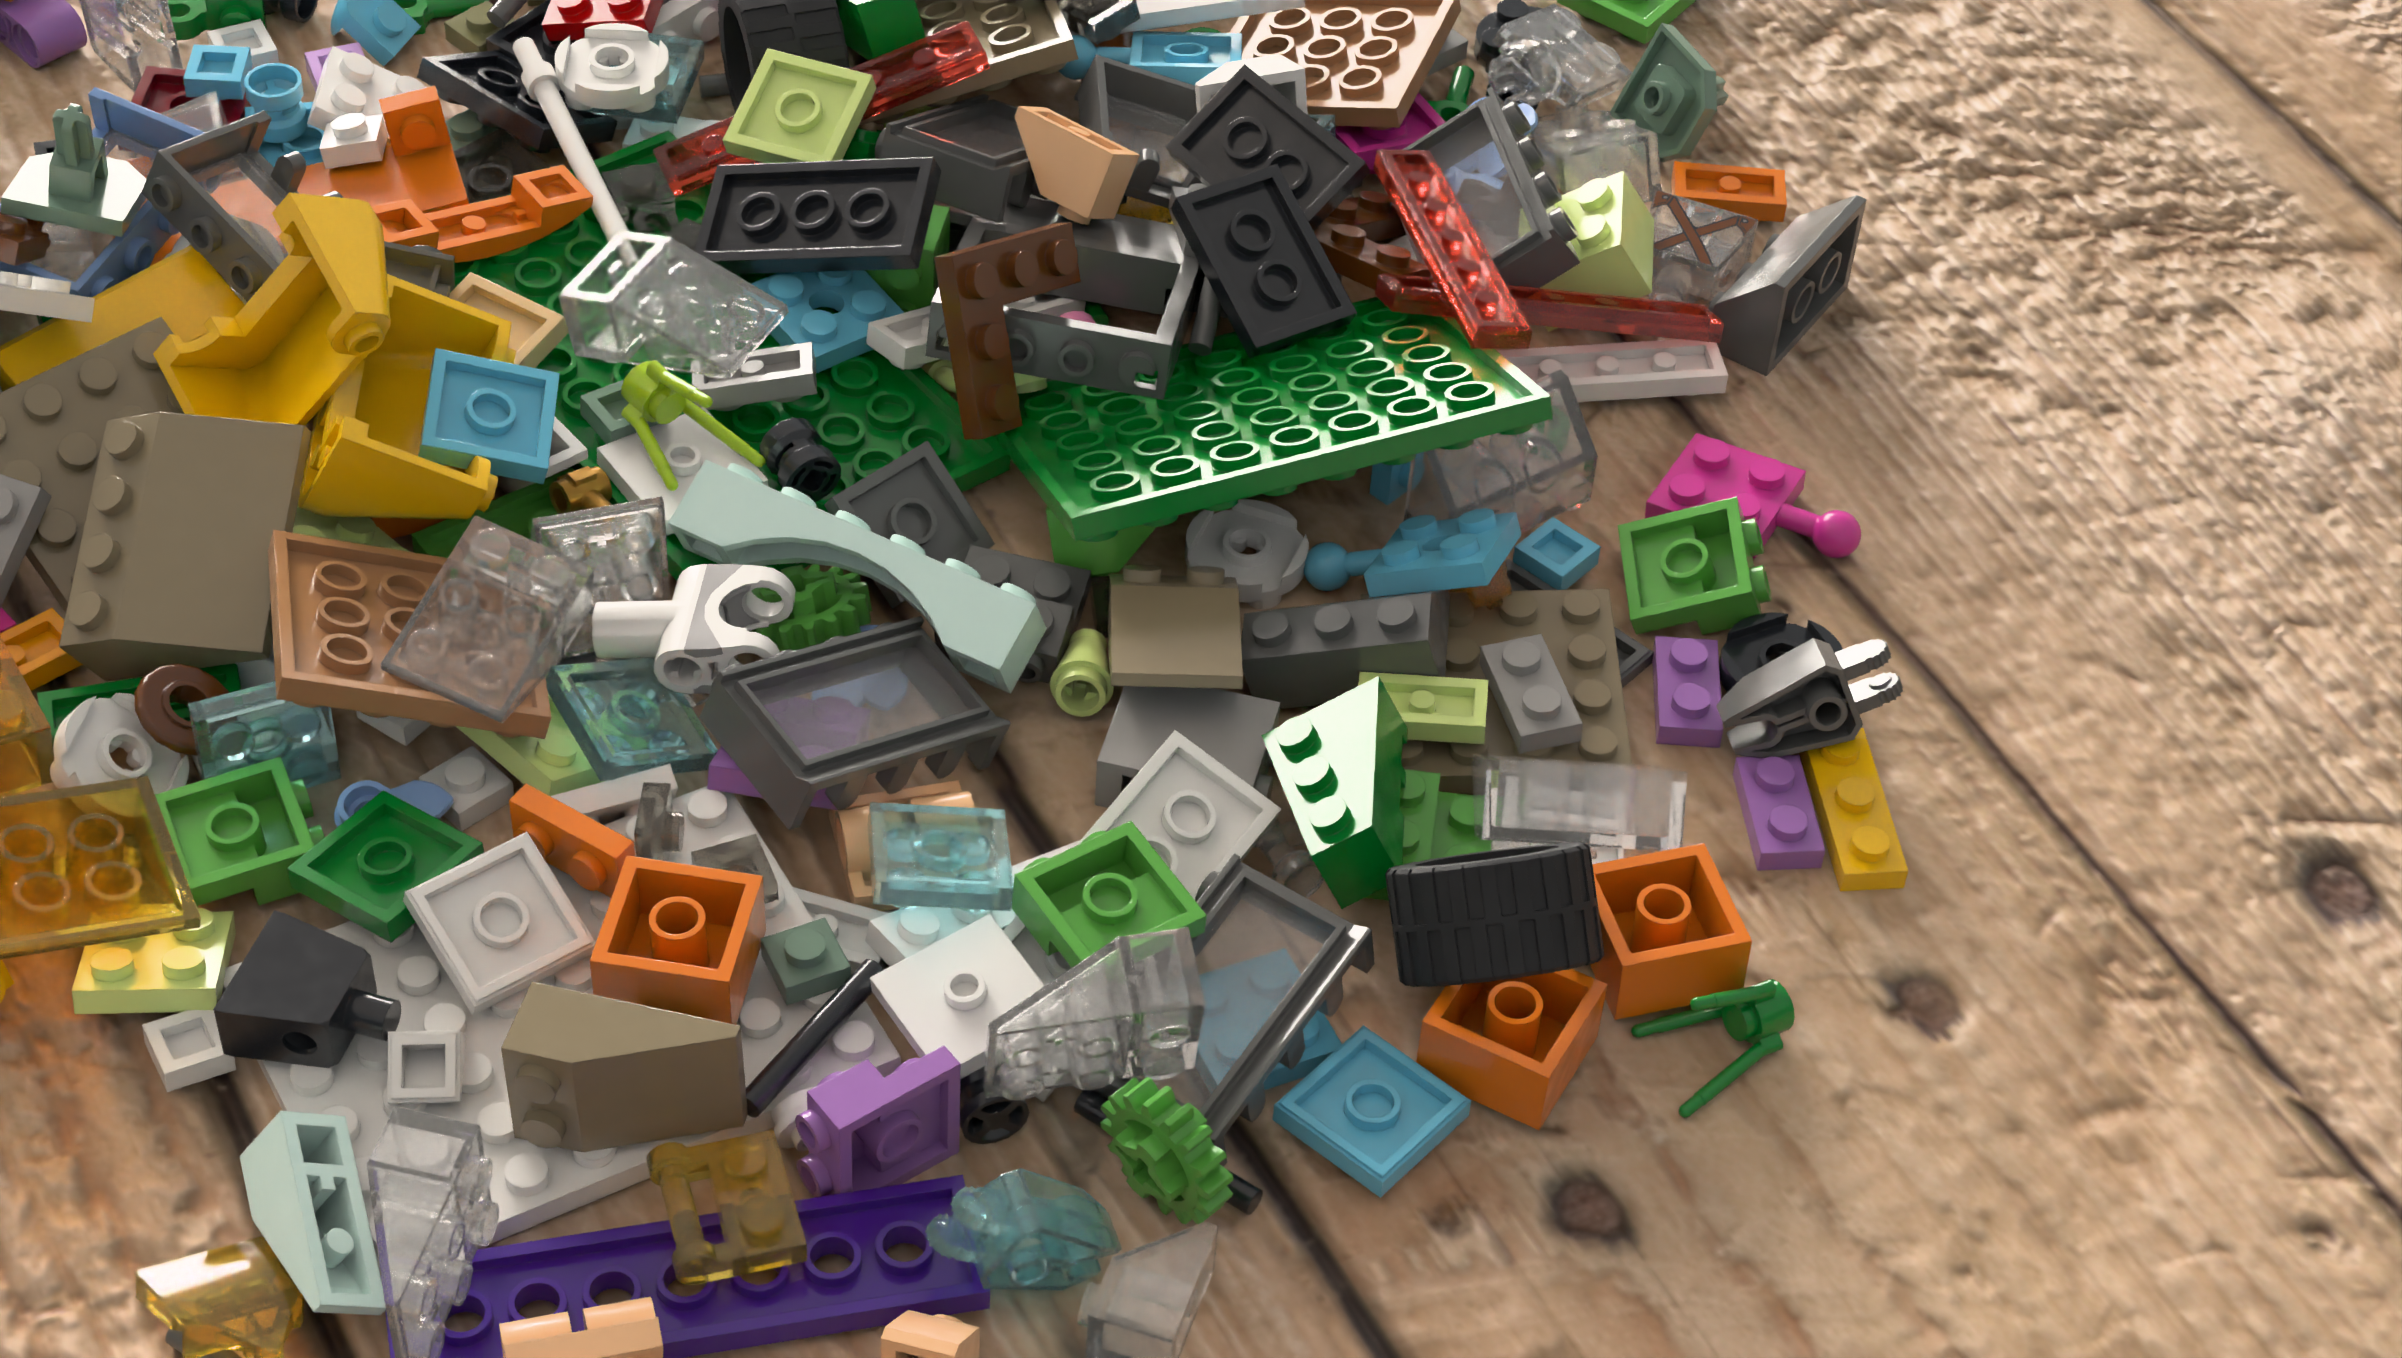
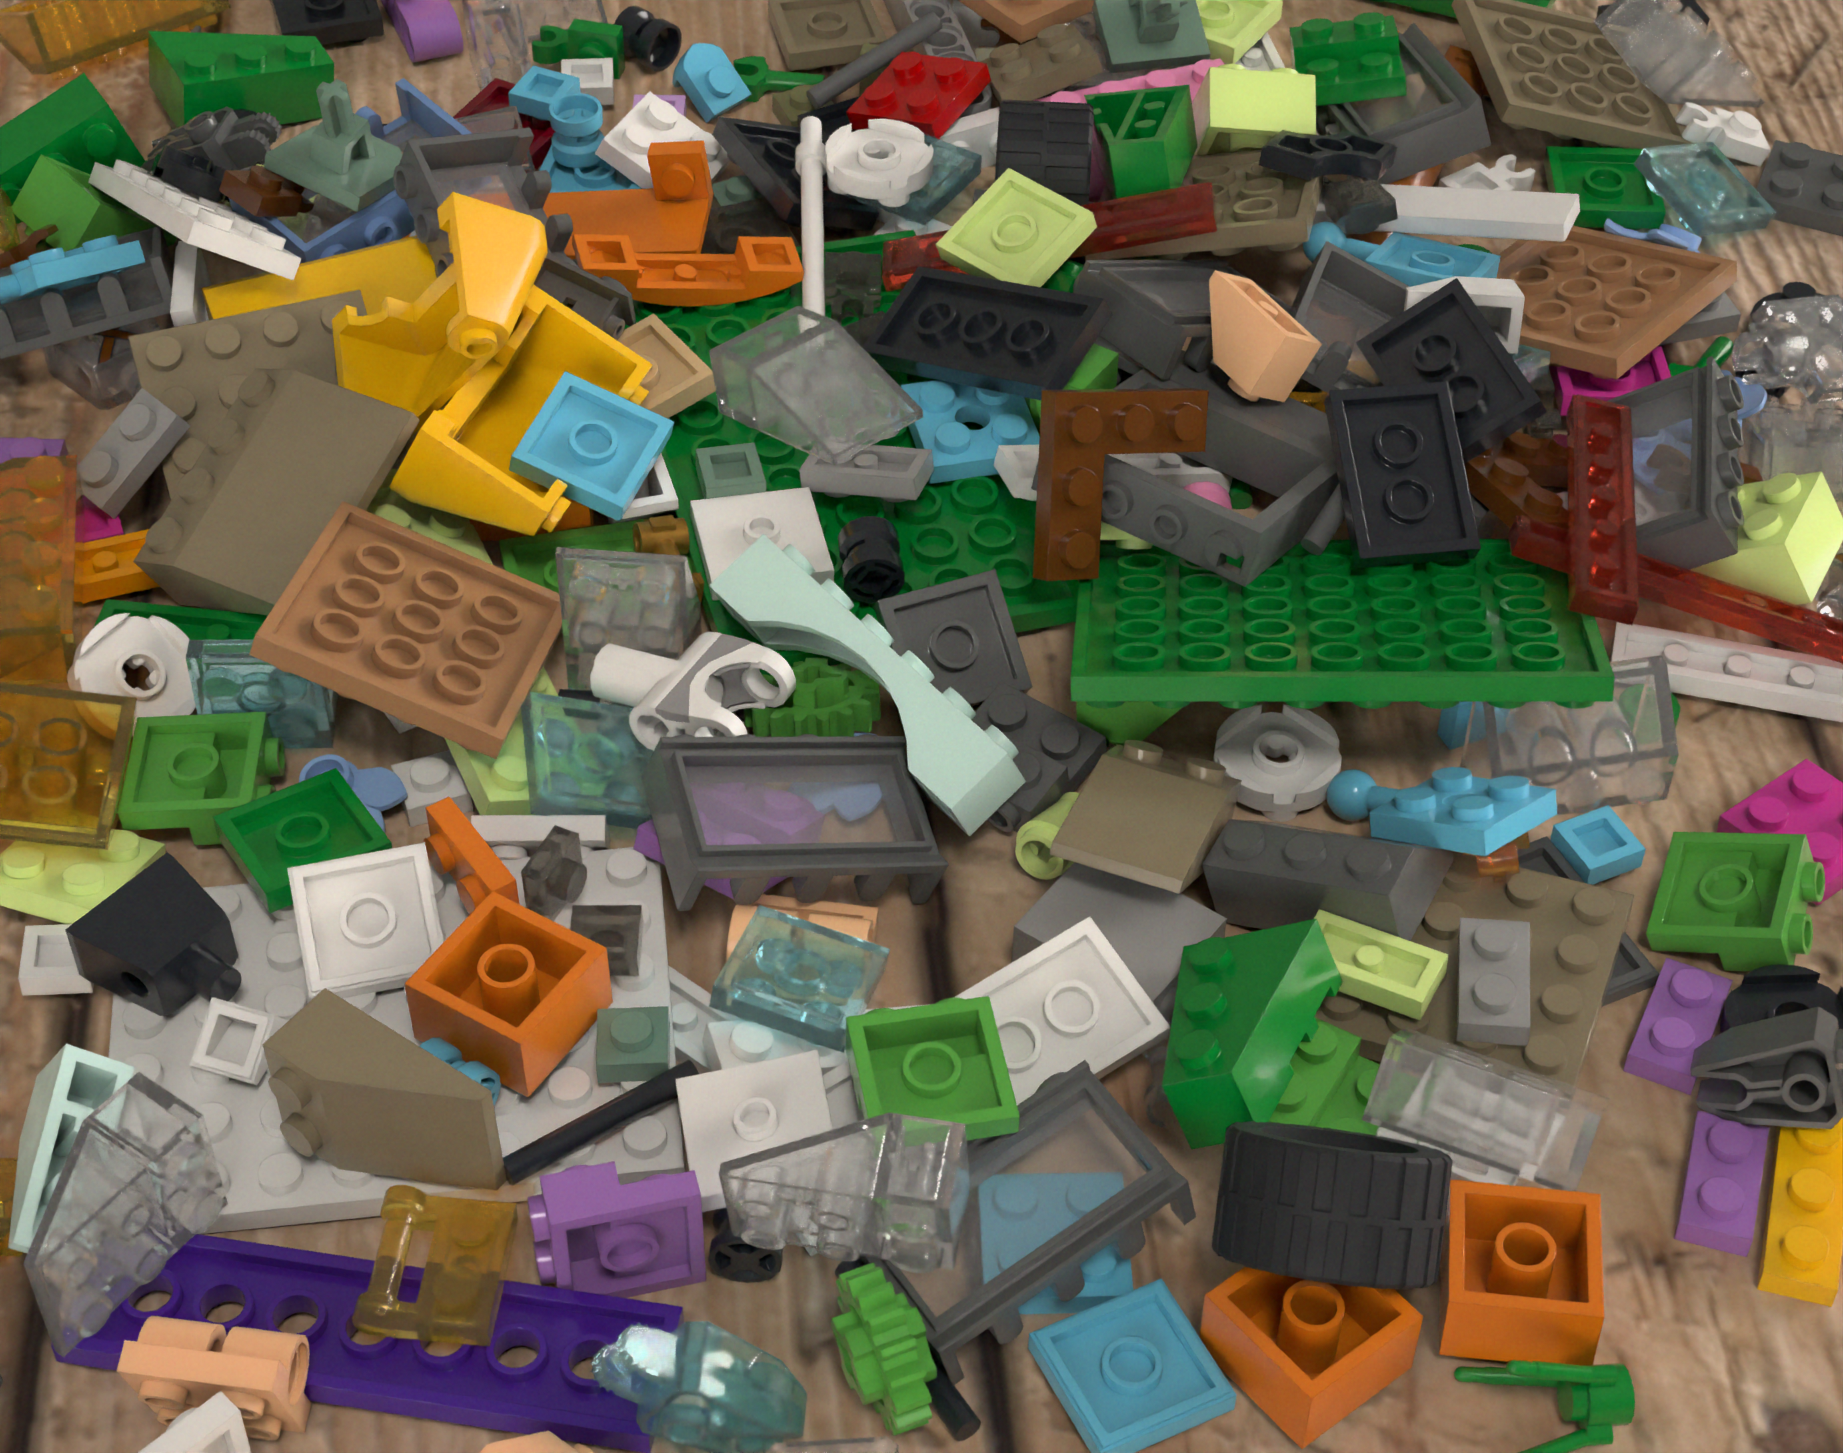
camera: 25 degrees right, 0 degrees up
(173, 685) = (193, 621): reddish brown piece -> none
(353, 140) = (622, 177): white plate -> none
(493, 620) = (486, 636): clear slope -> none
(661, 398) = (760, 469): lime plant -> none

